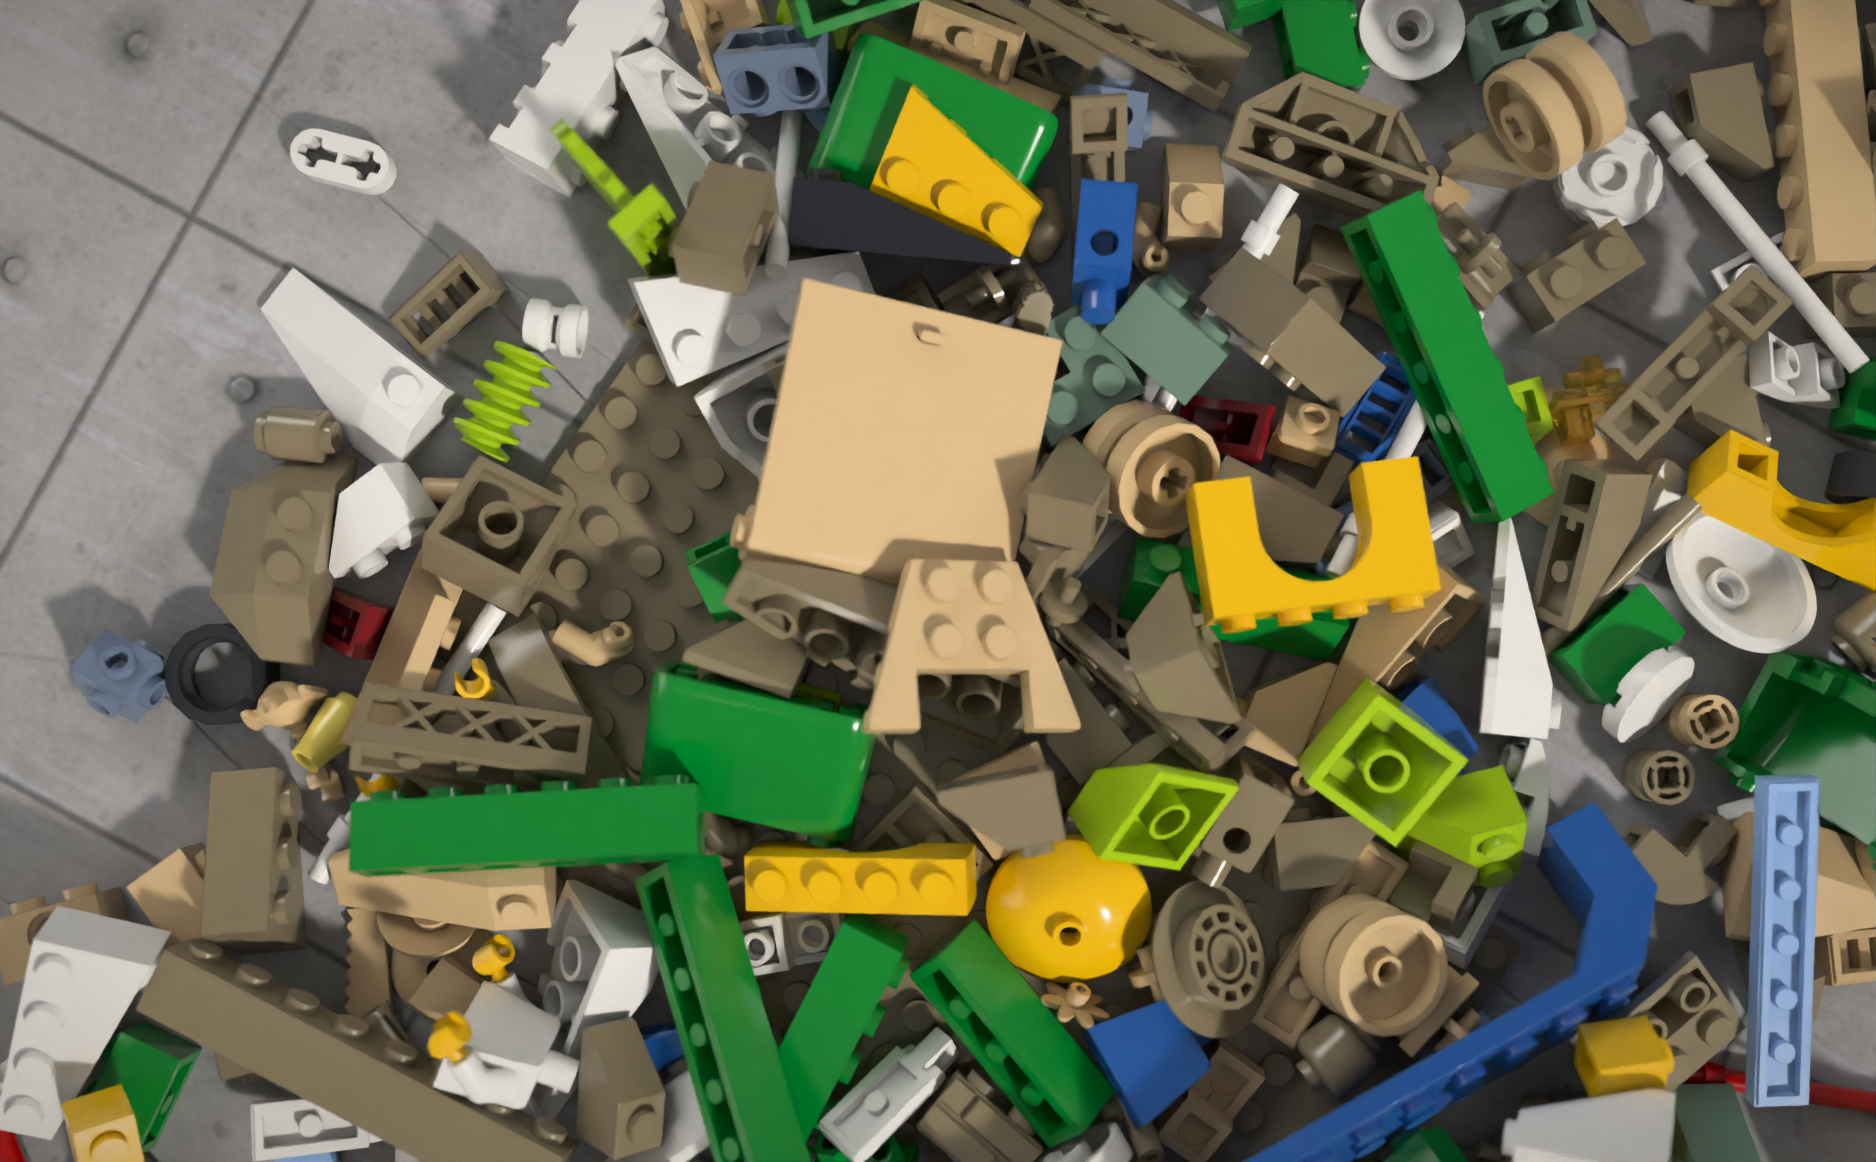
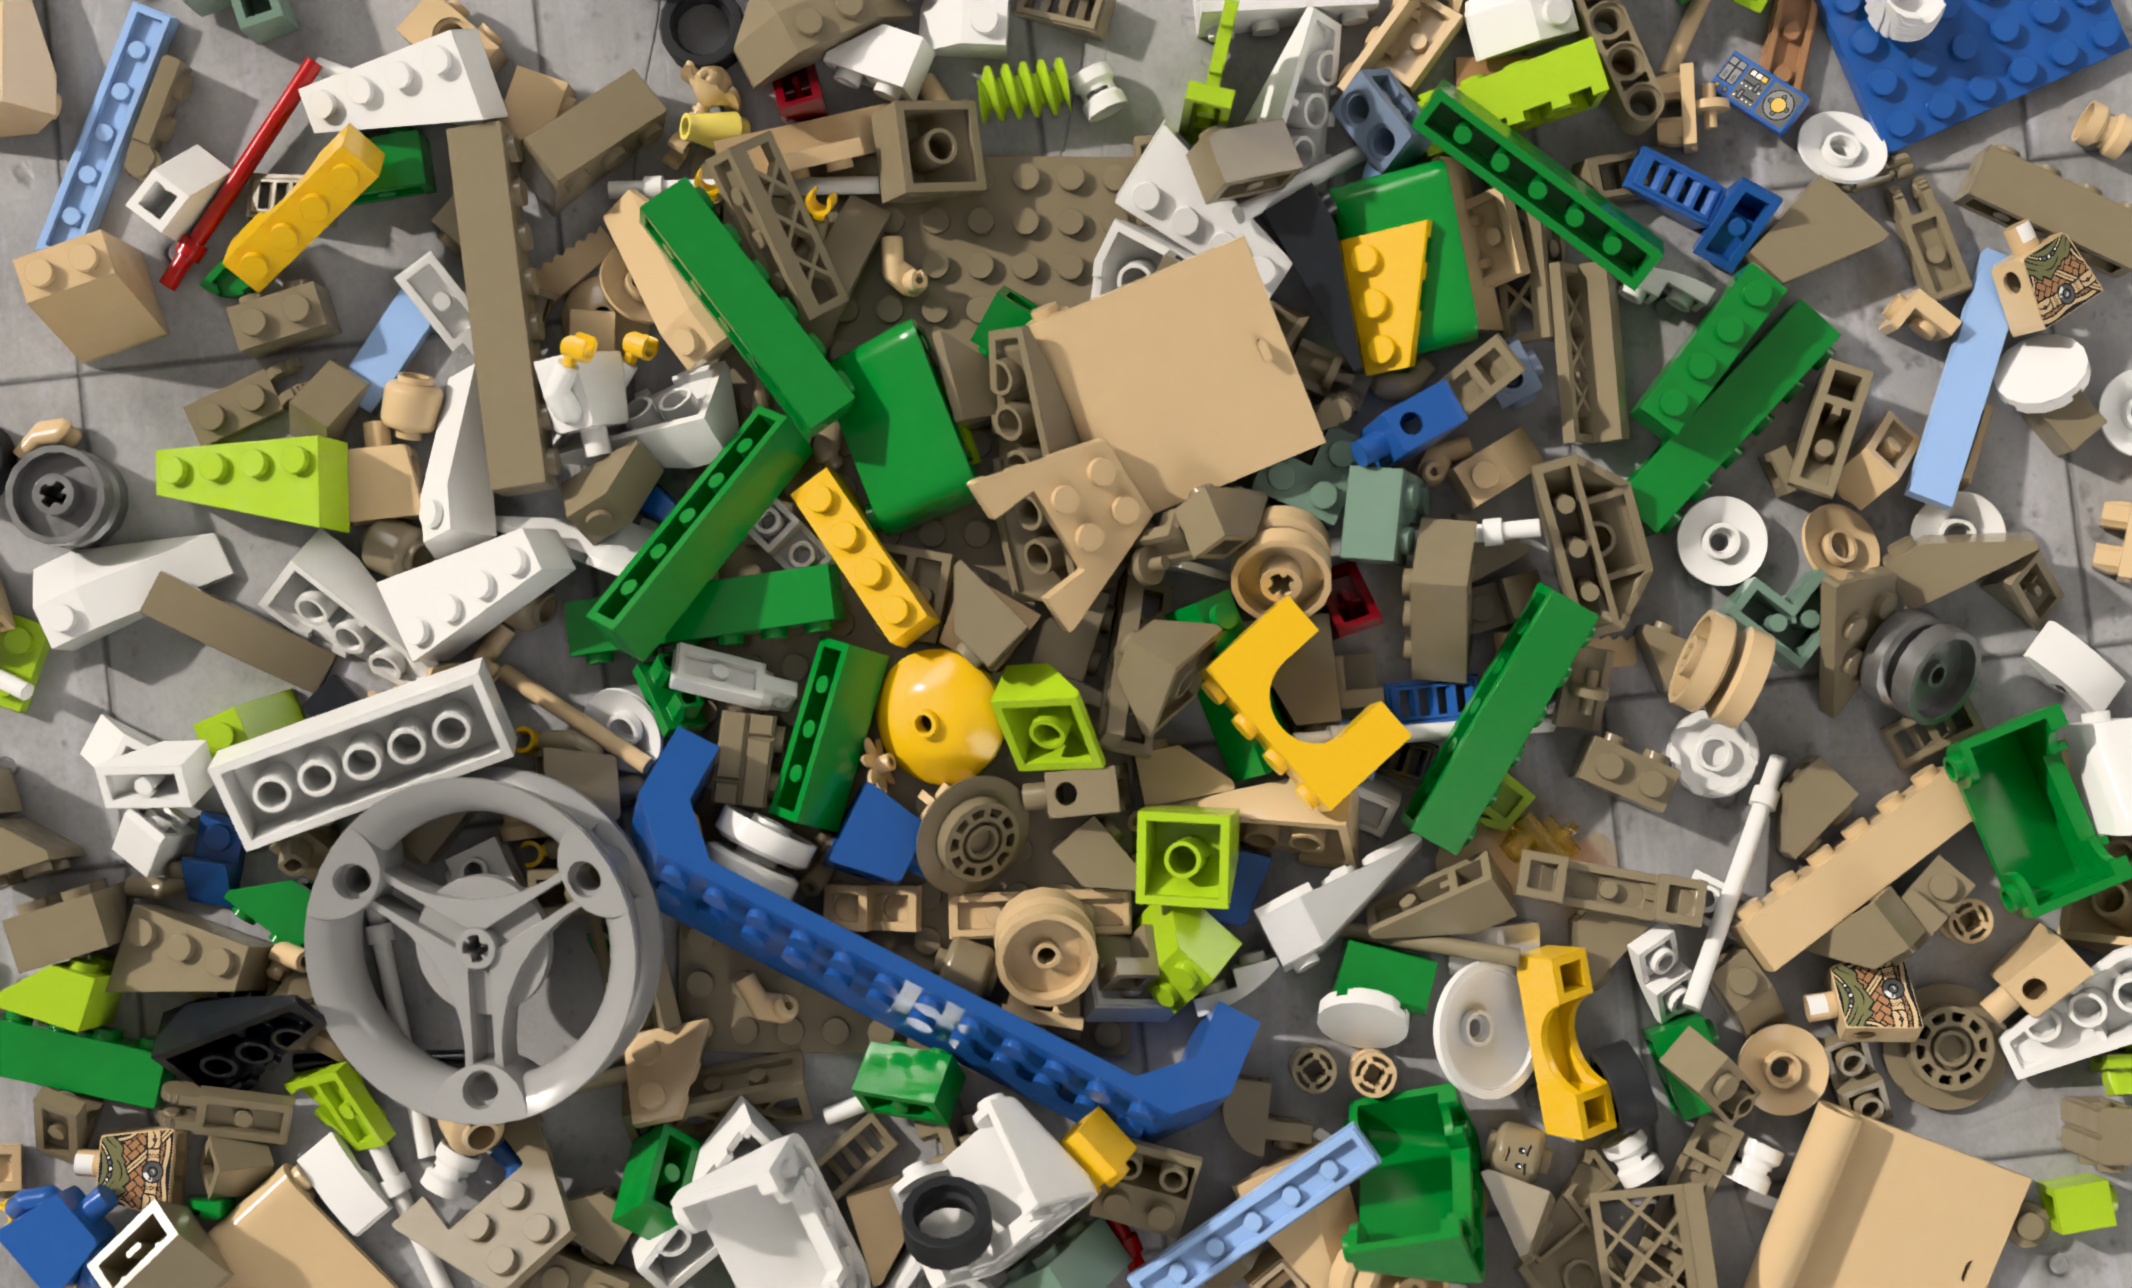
camera: 55 degrees right, 0 degrees up
(1303, 432) = (1381, 655): tan bracket -> none

